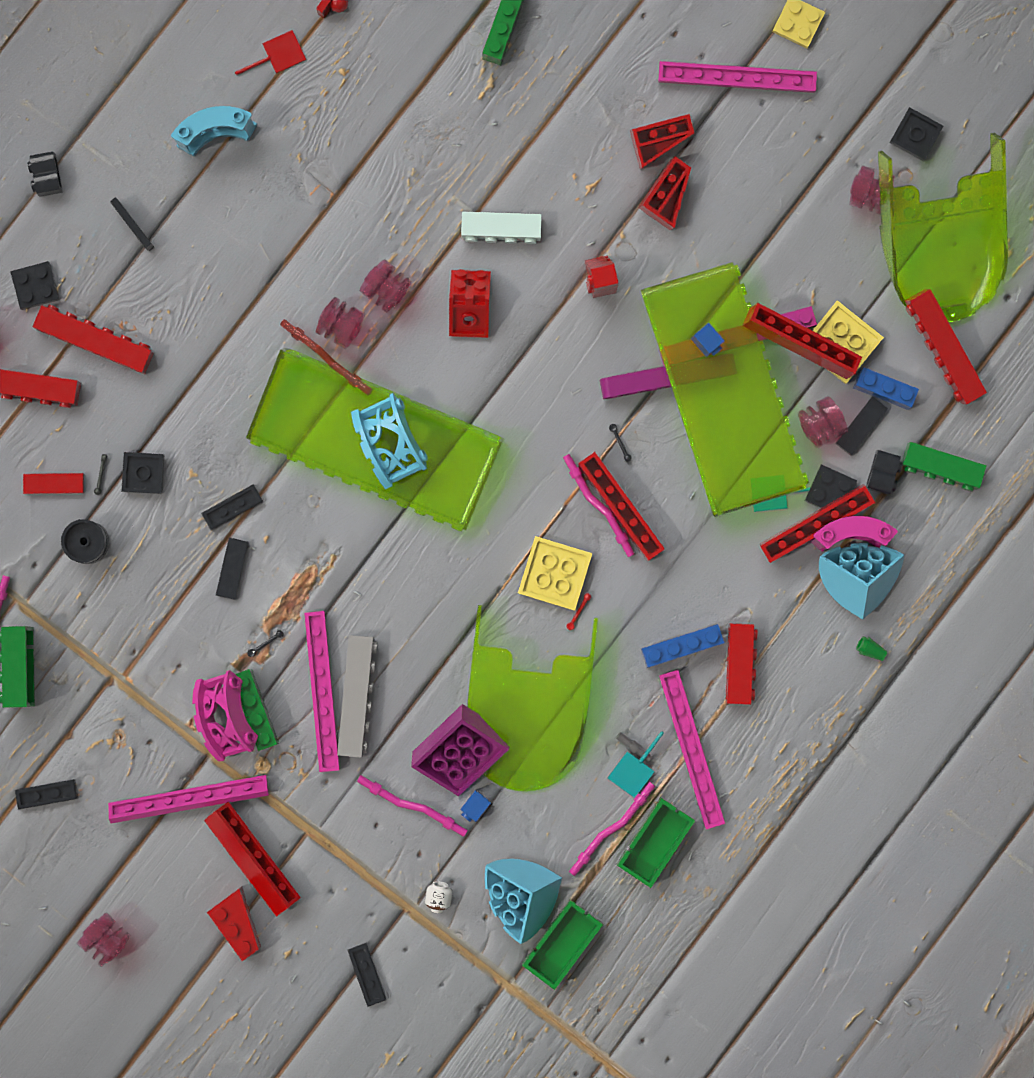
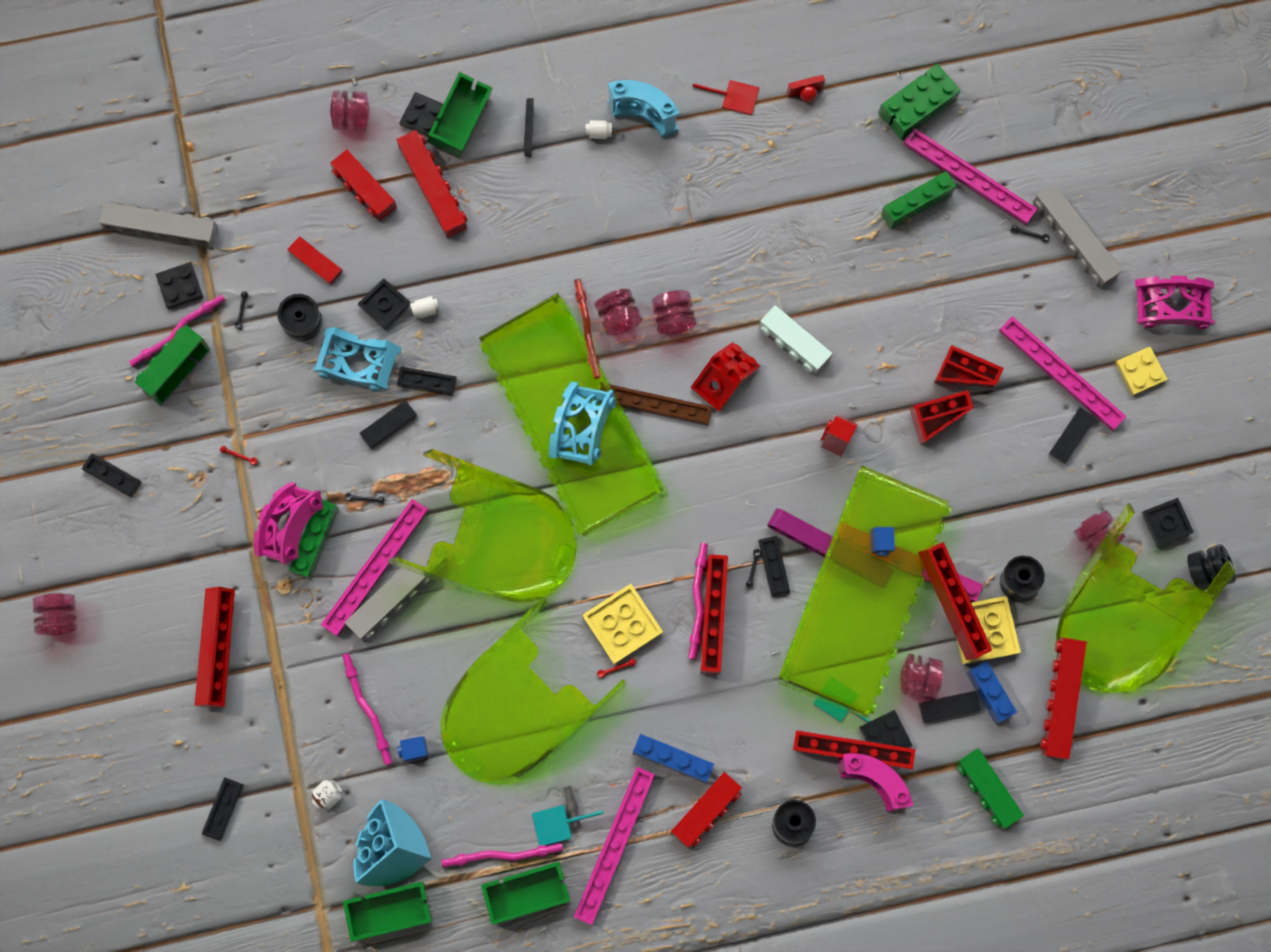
camera: 35 degrees right, 10 degrees down
(38, 588) = (238, 324): none -> black hinge
(45, 174) = (498, 46): black brick -> none
(66, 262) = (459, 115): none -> green piece
(97, 490) = (341, 291): pearl dark grey hinge -> none
(135, 532) = (385, 353): none -> medium azure fence
(149, 688) = (223, 449): none -> red hinge
(178, 448) = (424, 307): none -> white brick
(188, 799) = (208, 564): dark pink plate -> none
(191, 178) = (598, 129): none -> white brick
(236, 924) = (160, 685): red wedge -> none
(412, 582) = (509, 542): none -> clear neon green windscreen
(438, 369) = (662, 405): none -> reddish brown tile
(458, 751) = (436, 695): magenta slope -> none
(635, 427) = (774, 566): none -> black tile
(785, 122) = (1072, 435): none -> black tile
(821, 607) = (802, 814): none -> black wheel
(841, 265) = (1030, 571): none -> black wheel
(860, 575) = (855, 819): medium azure brick -> none
(871, 649) = (817, 883): green cone -> none
(883, 472) = (938, 755): black brick -> none
(975, 148) = (1205, 567): none -> black wheel

